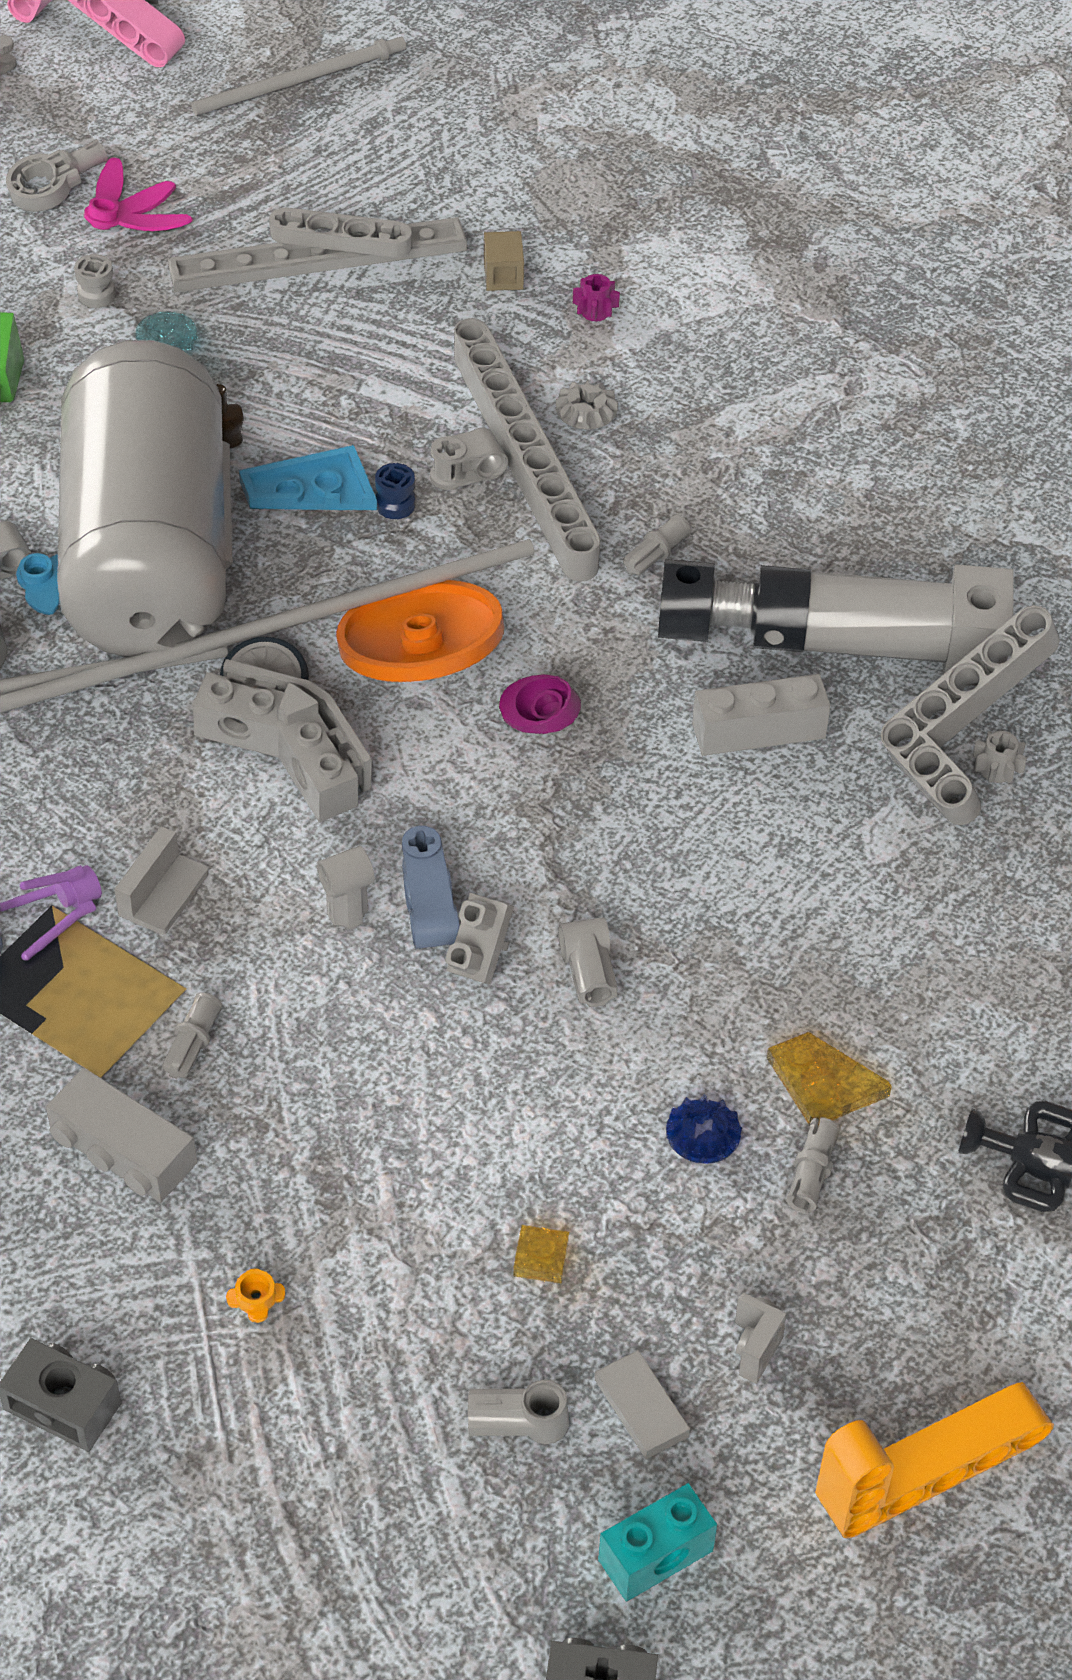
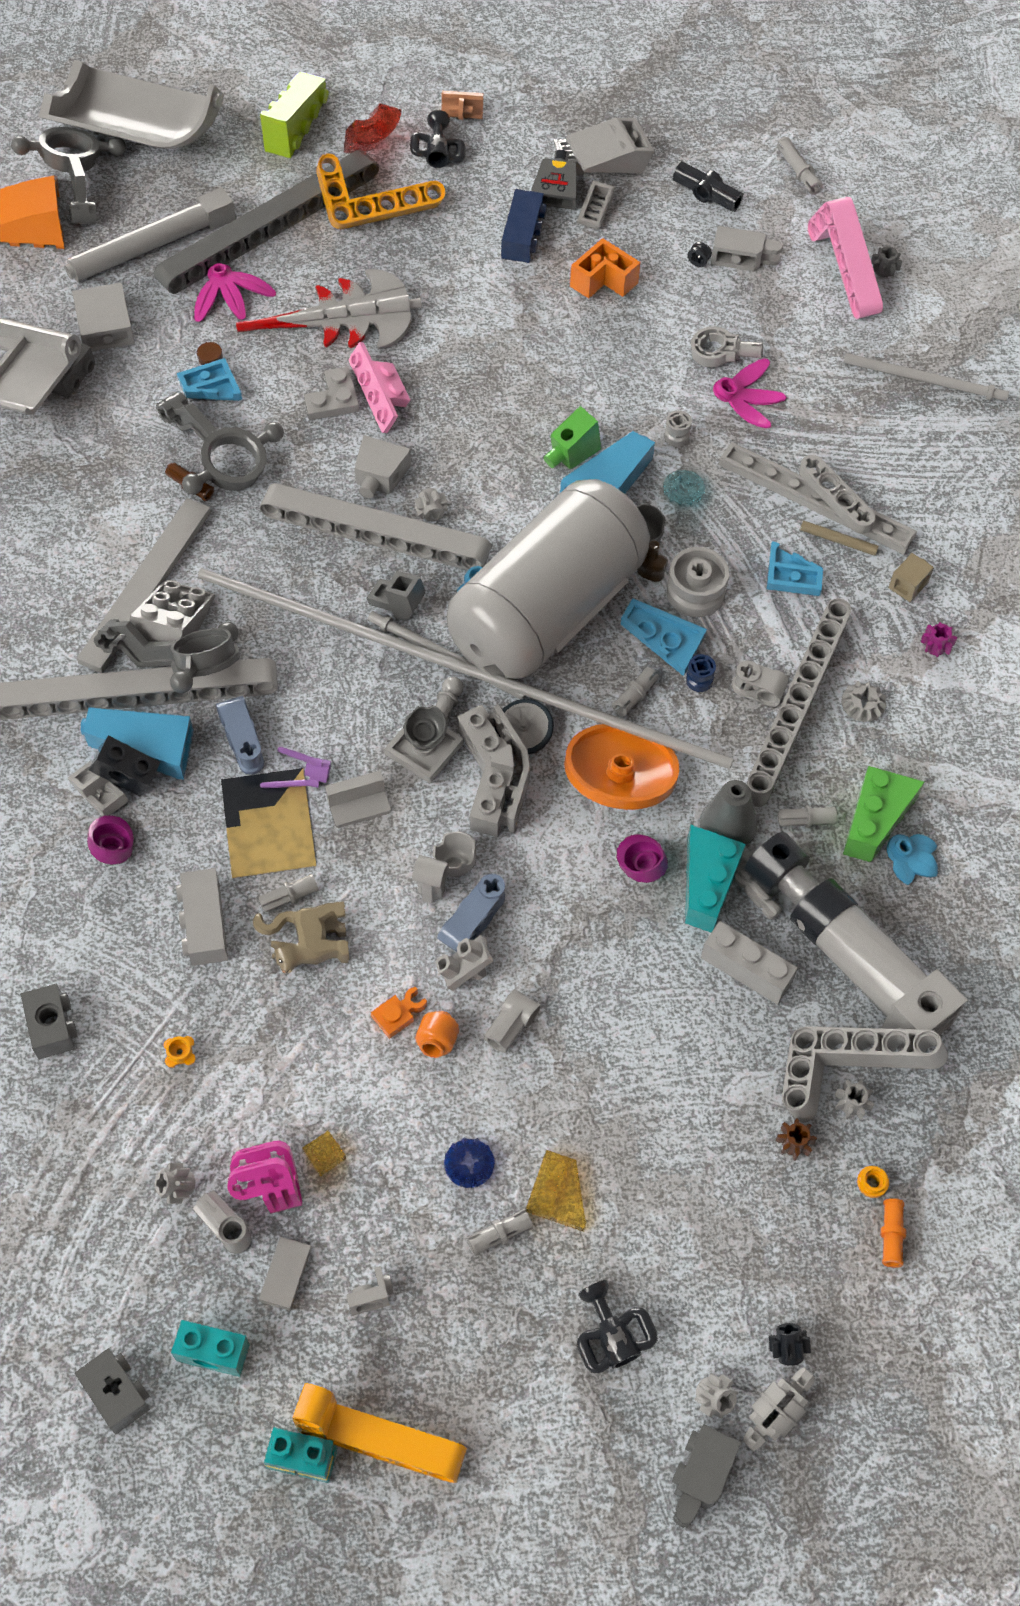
camera: 45 degrees right, 10 degrees up
(66, 345) = (617, 464): none -> dark azure slope
(146, 713) = (447, 698): none -> light grey pin
(166, 742) = (425, 727): none -> dark grey hair
(174, 775) = (423, 762): none -> light grey plate
(270, 1046) = (311, 929): none -> dark tan animal
(292, 407) = (697, 581): none -> light grey wheel
(337, 835) = (458, 851): none -> light grey hair
(345, 557) = (635, 691): none -> light grey pin
(378, 336) = (793, 573): none -> dark azure wing
(385, 276) = (839, 538): none -> dark tan bar
(415, 1408) = (175, 1183): none -> light grey gear
(456, 1055) = (396, 1014): none -> orange plate
(527, 1033) = (437, 1034): none -> orange head
(529, 1321) = (280, 1182): none -> dark pink piece
(585, 593) = (731, 813): none -> dark grey cone
(630, 666) = (710, 874): none -> teal wedge
(691, 651) = (758, 895): none -> light grey axle
(720, 488) = (879, 809): none -> bright green wedge
(796, 508) = (915, 858): none -> dark azure plate
(874, 1551) = (300, 1454): none -> teal hips
(990, 834) = (803, 1135): none -> reddish brown gear

